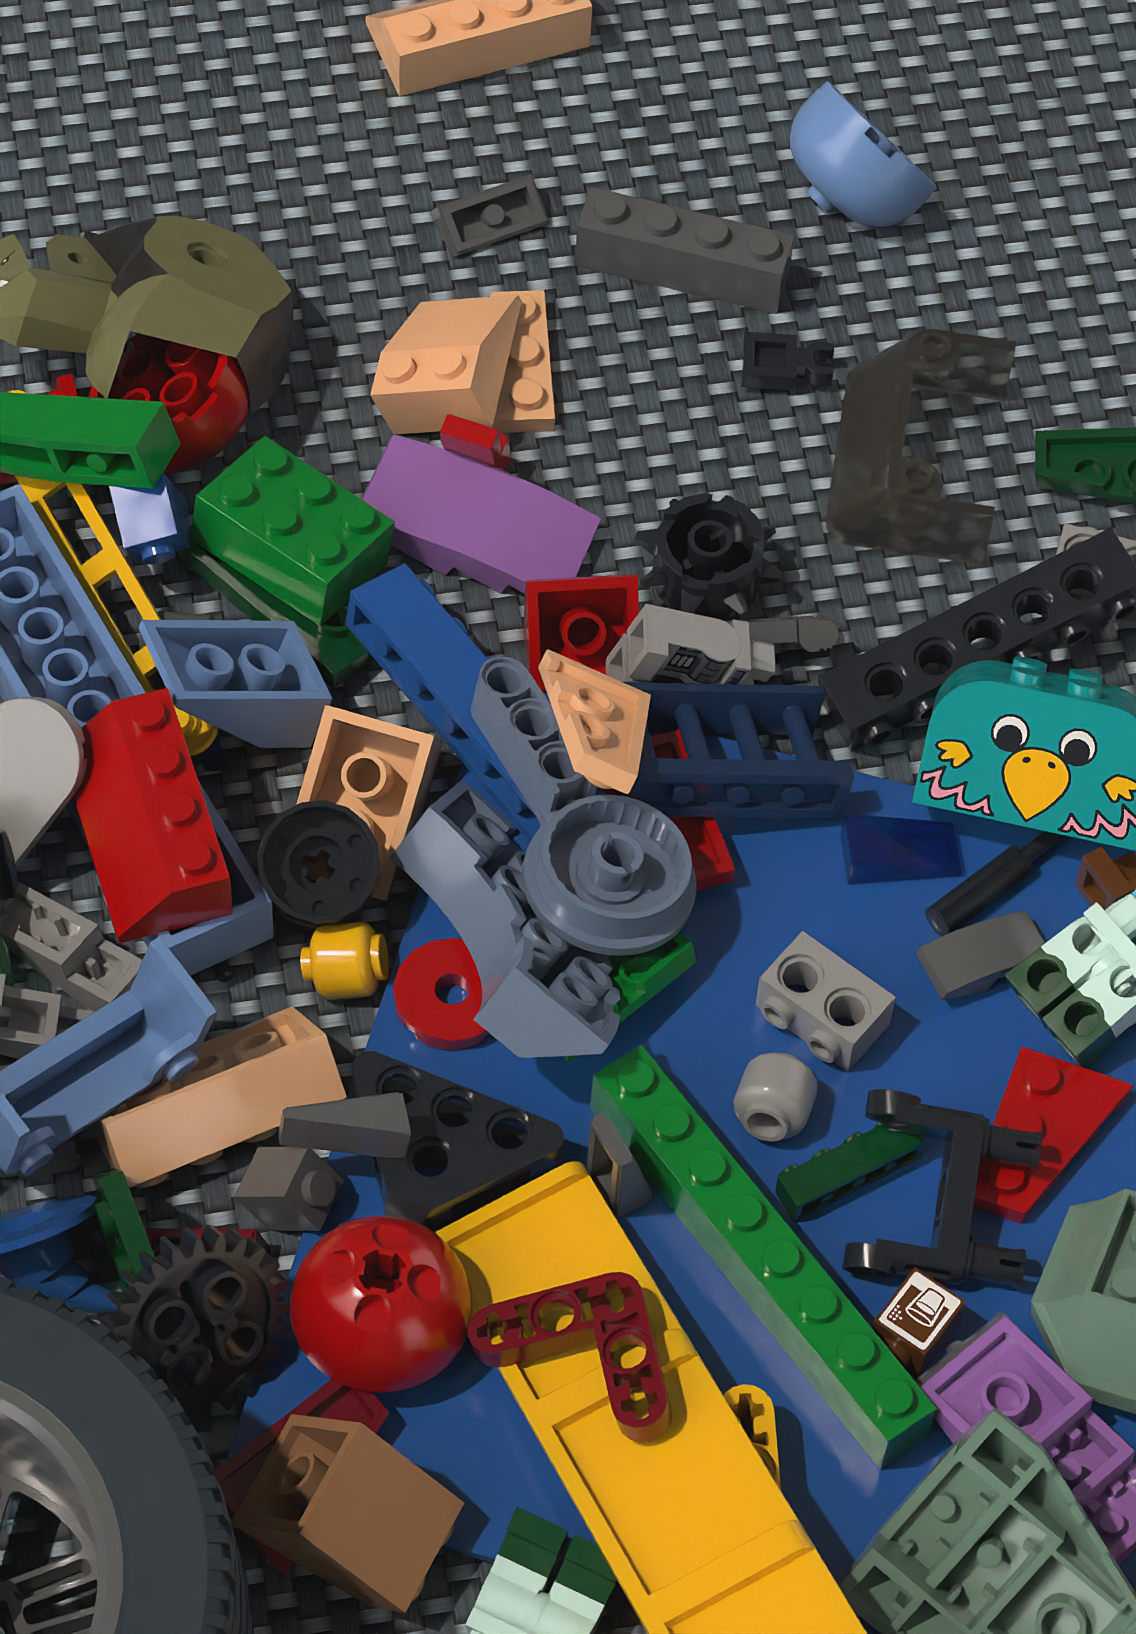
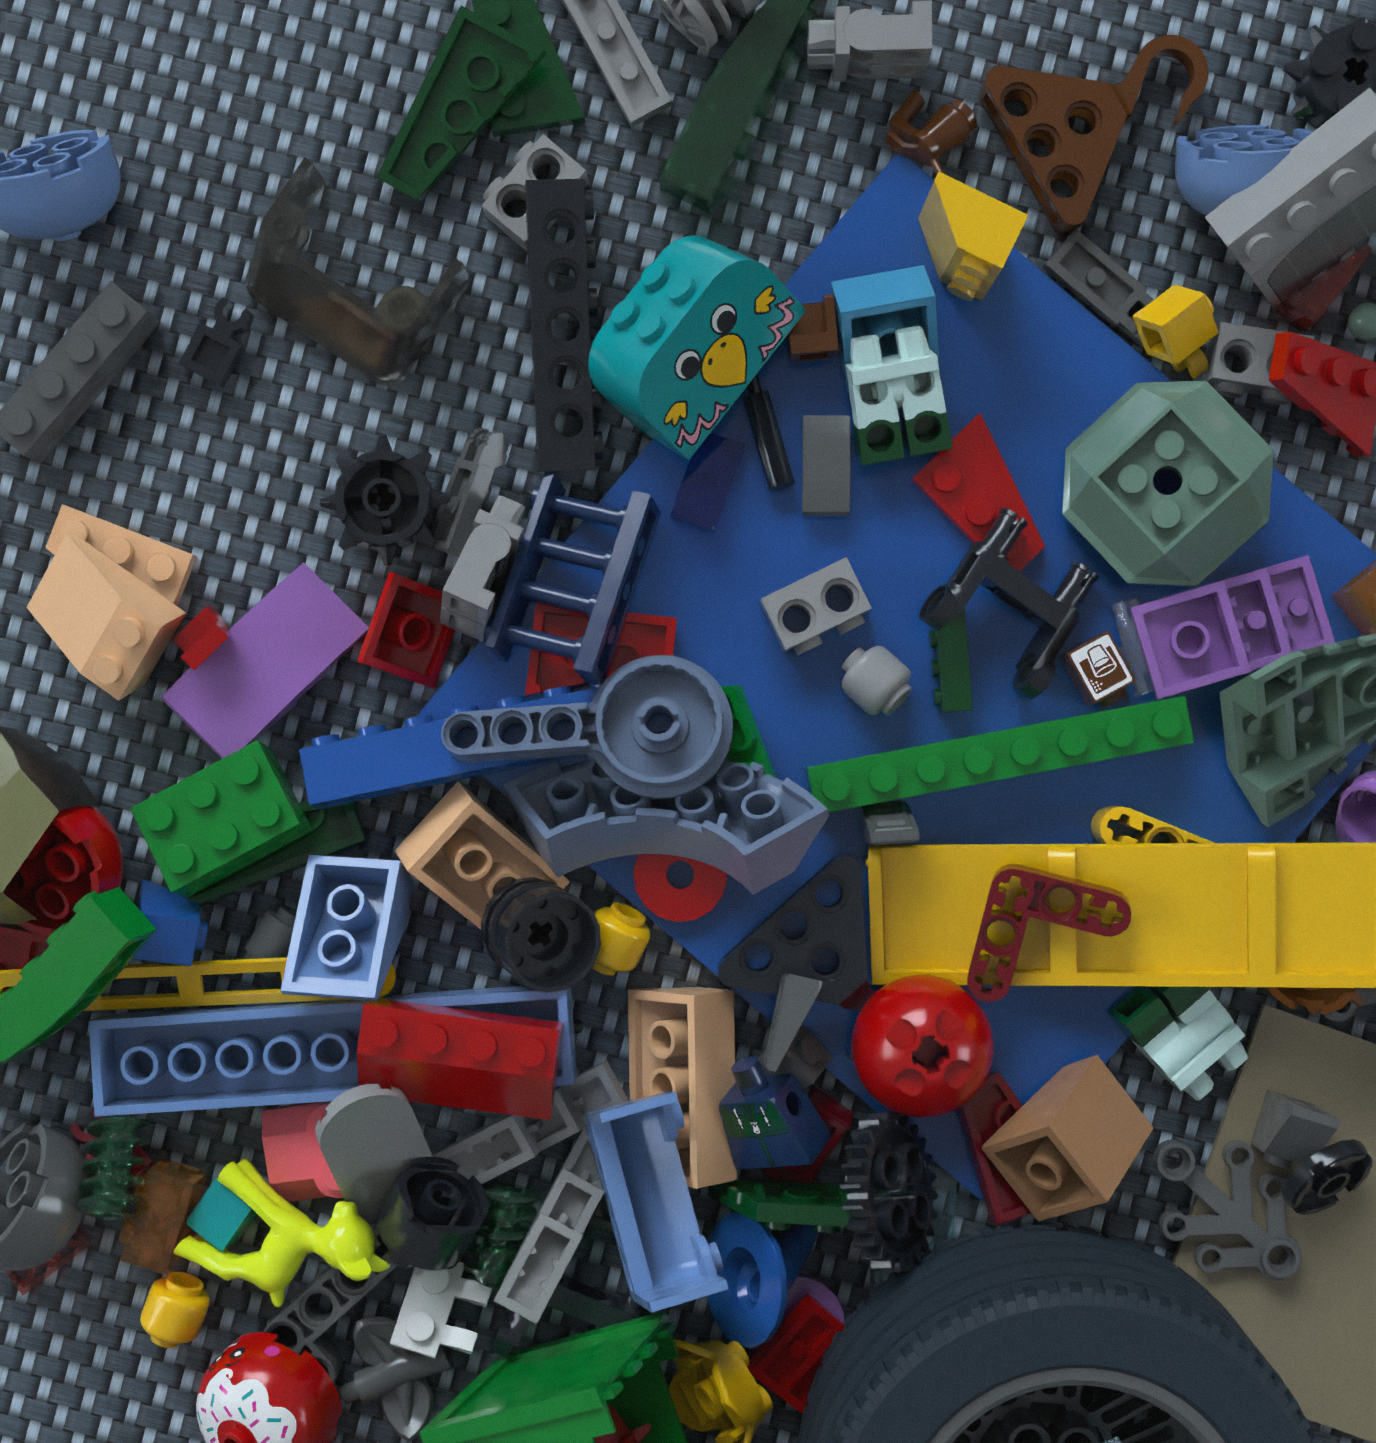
camera: 60 degrees left, 30 degrees up
(219, 1172) = (770, 1119): none -> dark blue torso
(598, 721) = (535, 678): light nougat wing -> none

